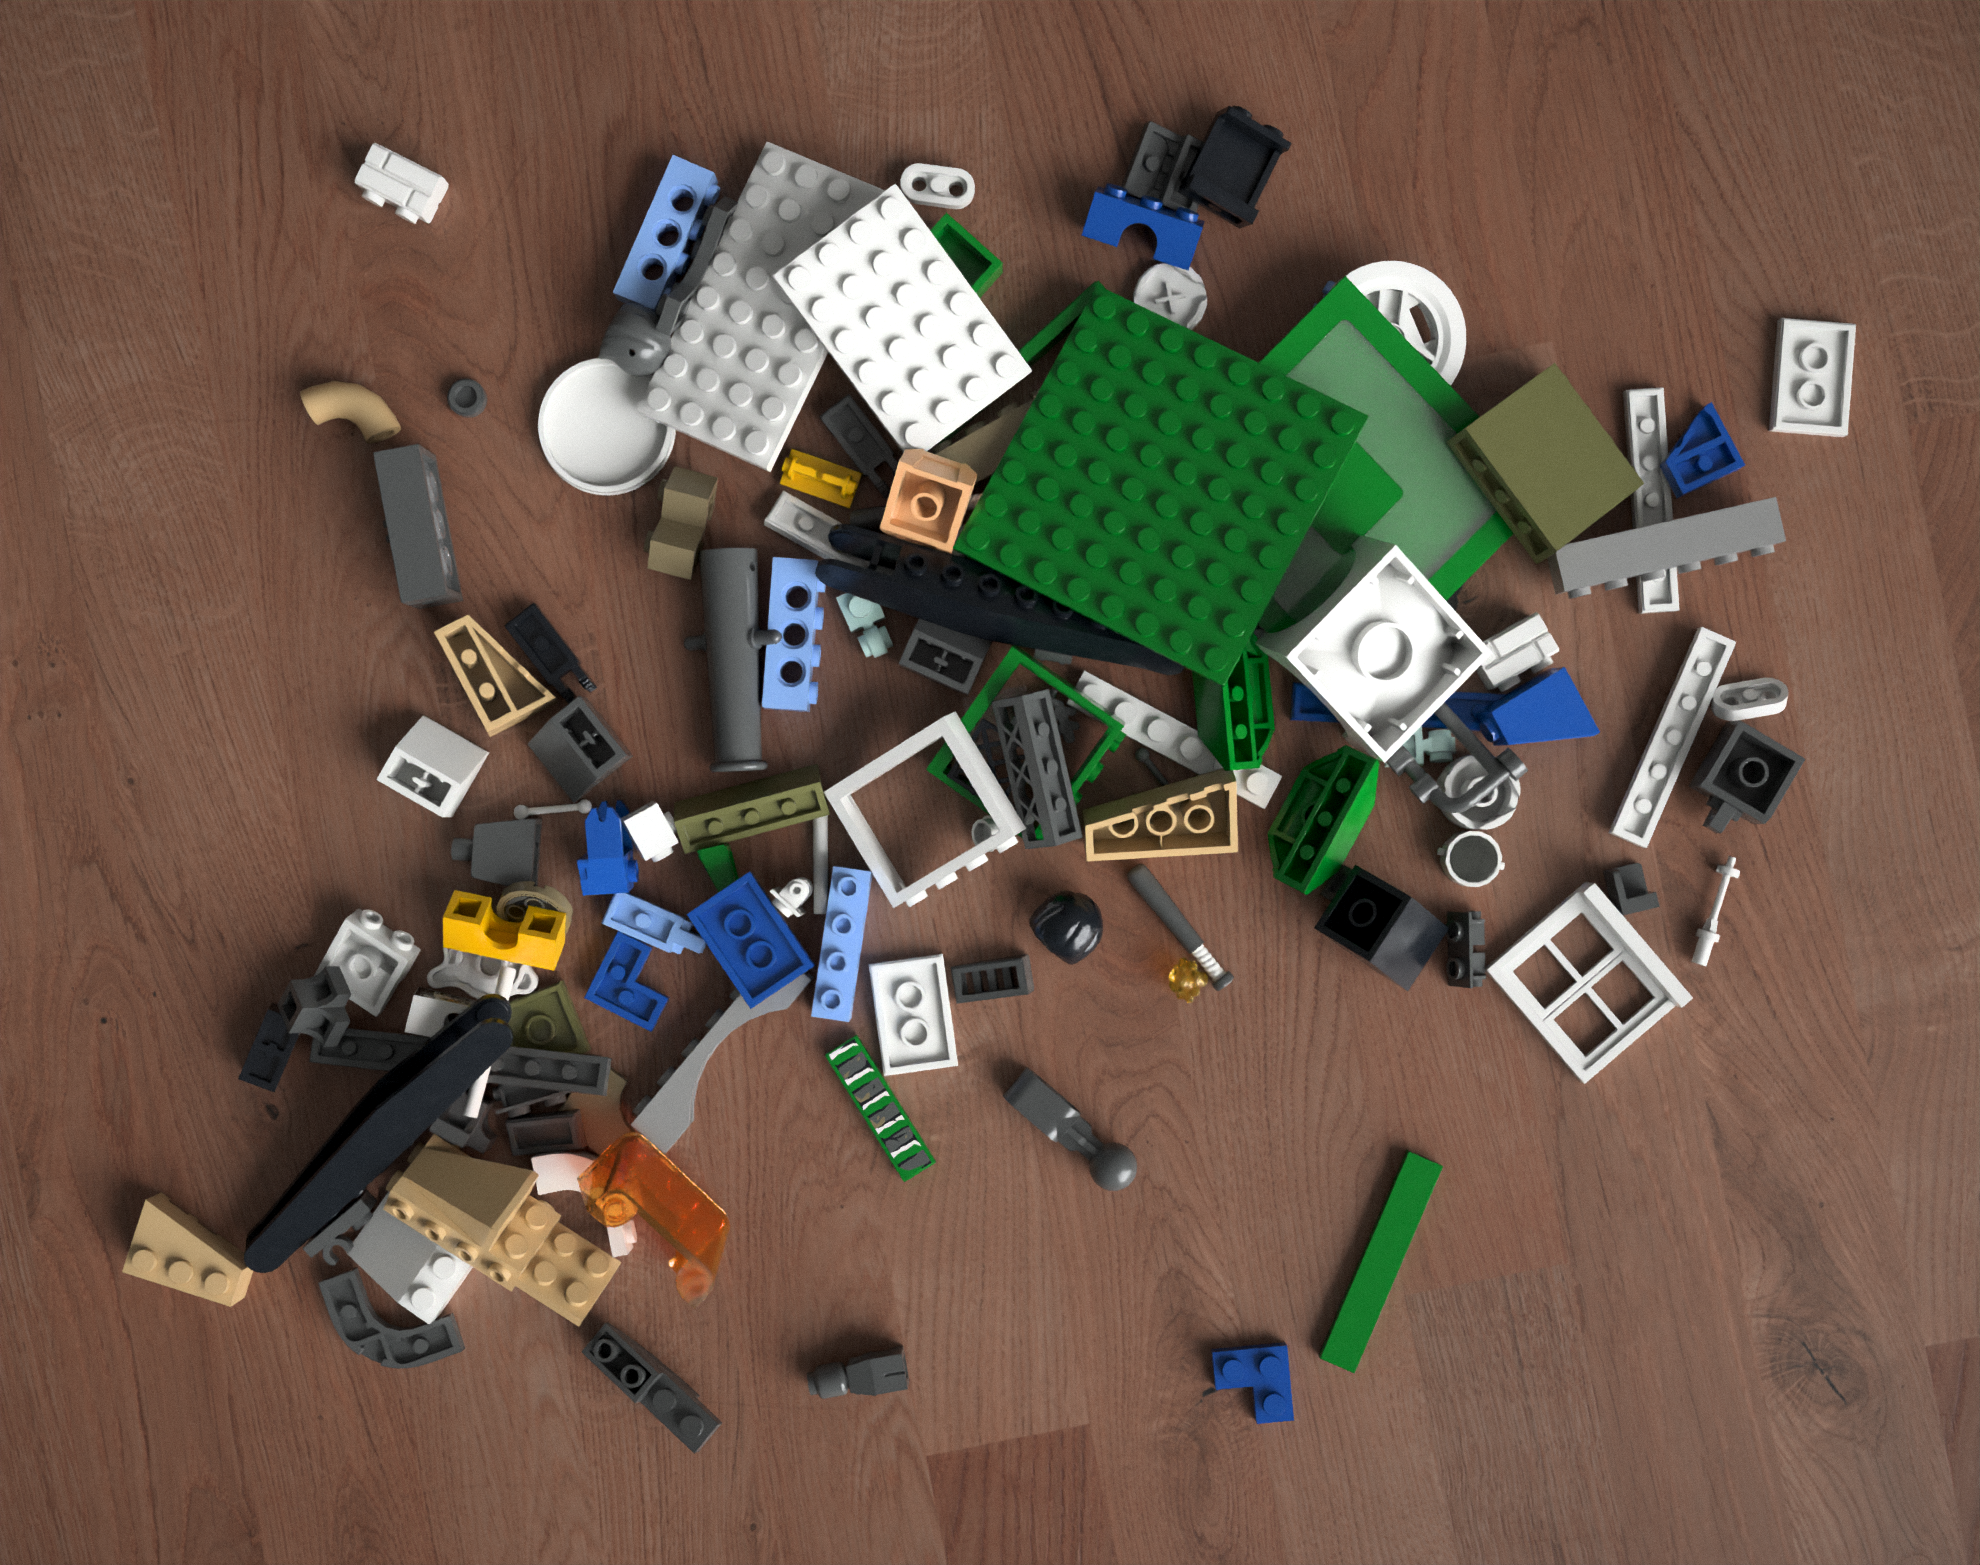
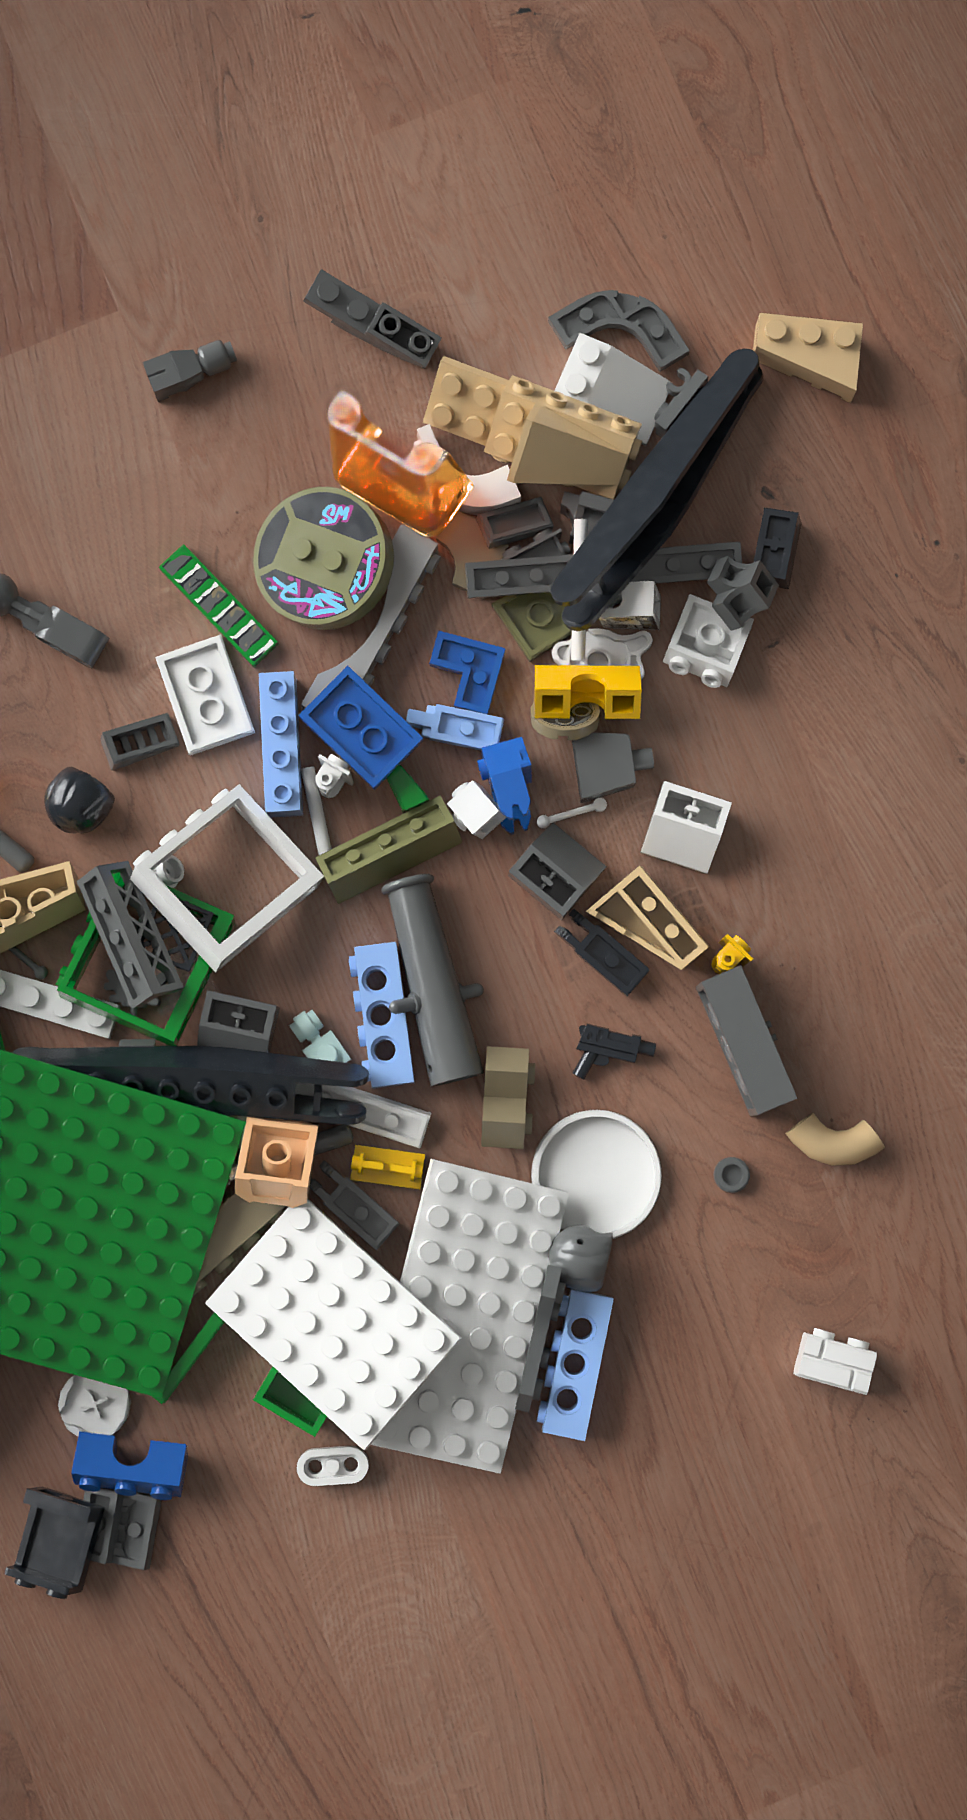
camera: 170 degrees right, 5 degrees down
(414, 621) = (733, 952): none -> yellow hinge
(571, 560) = (601, 1044): none -> black piece
(755, 1133) = (323, 558): none -> brick

